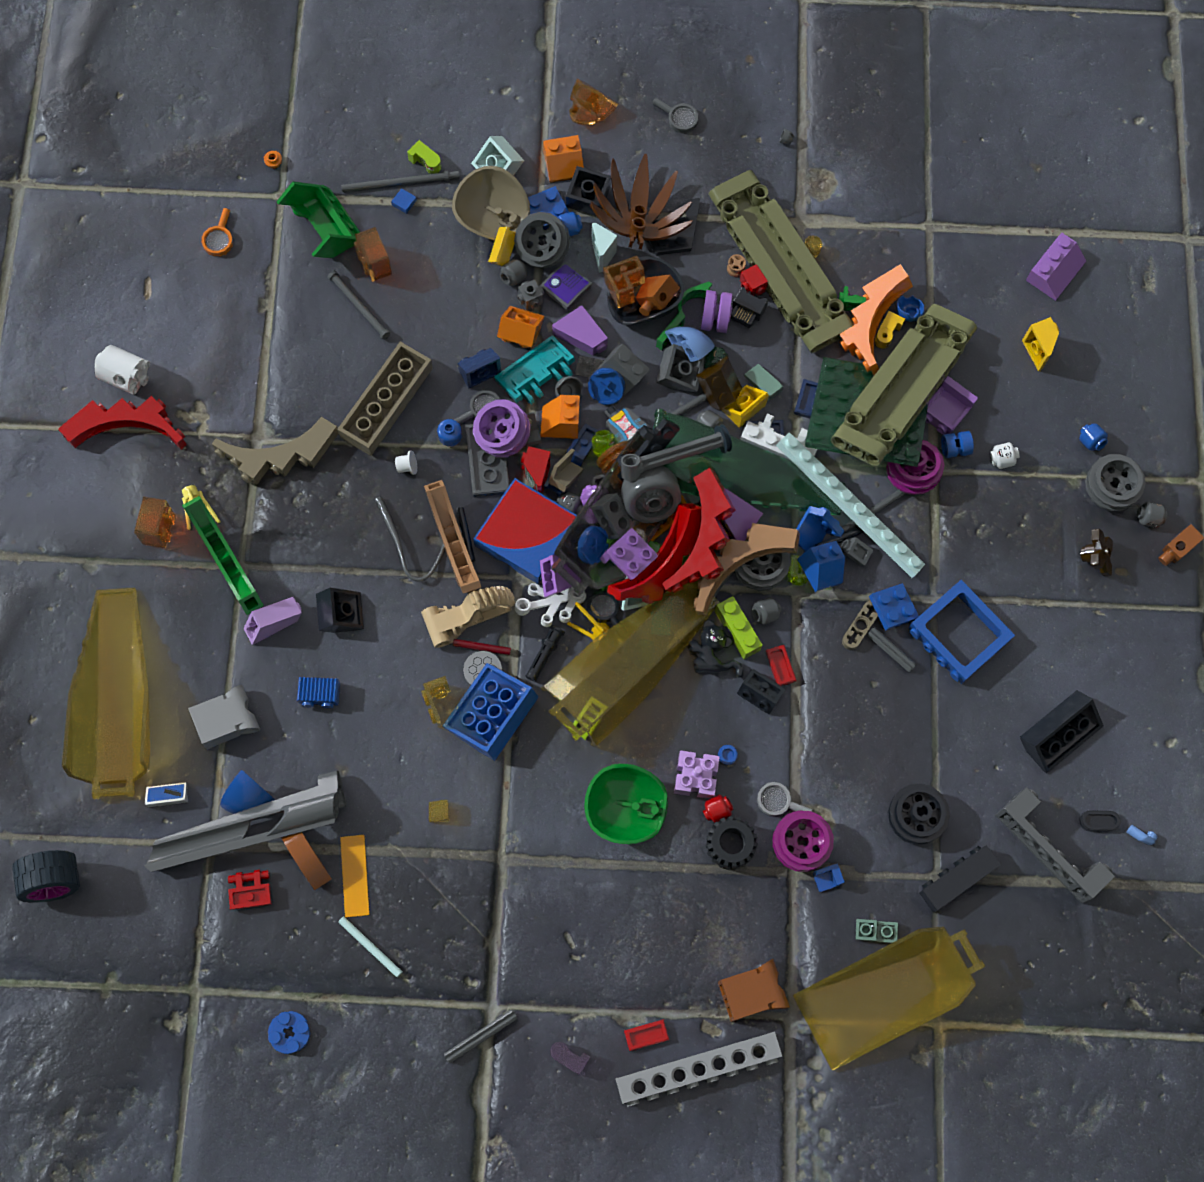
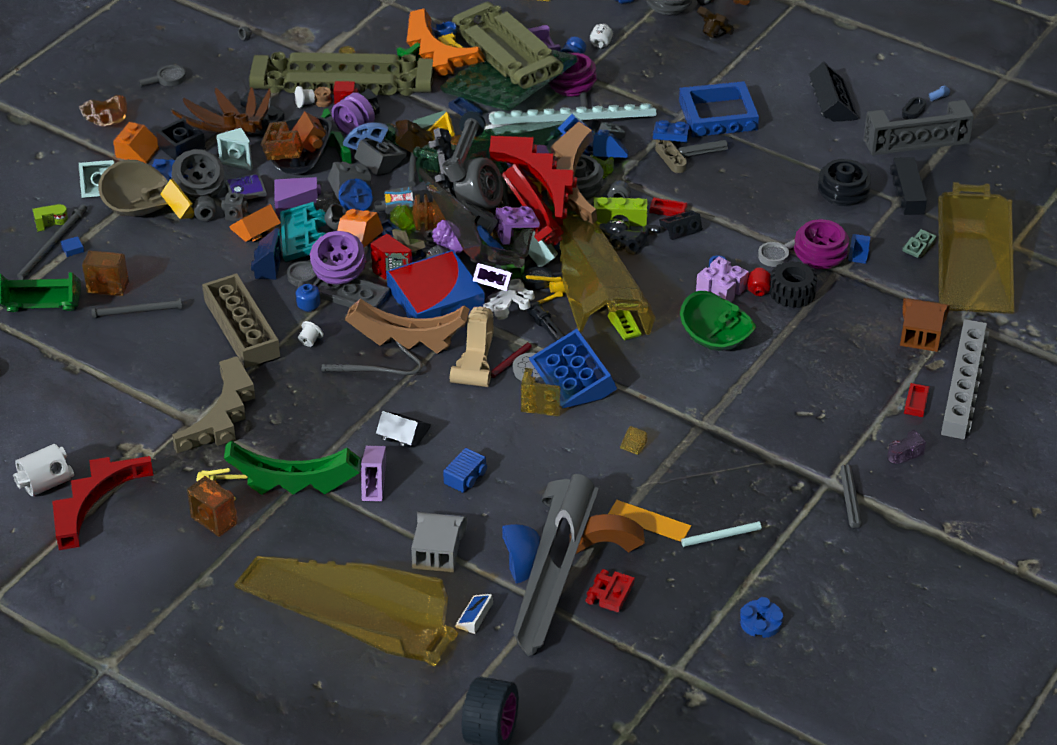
camera: 55 degrees left, 30 degrees down
(723, 251) = (304, 96): none -> white piece

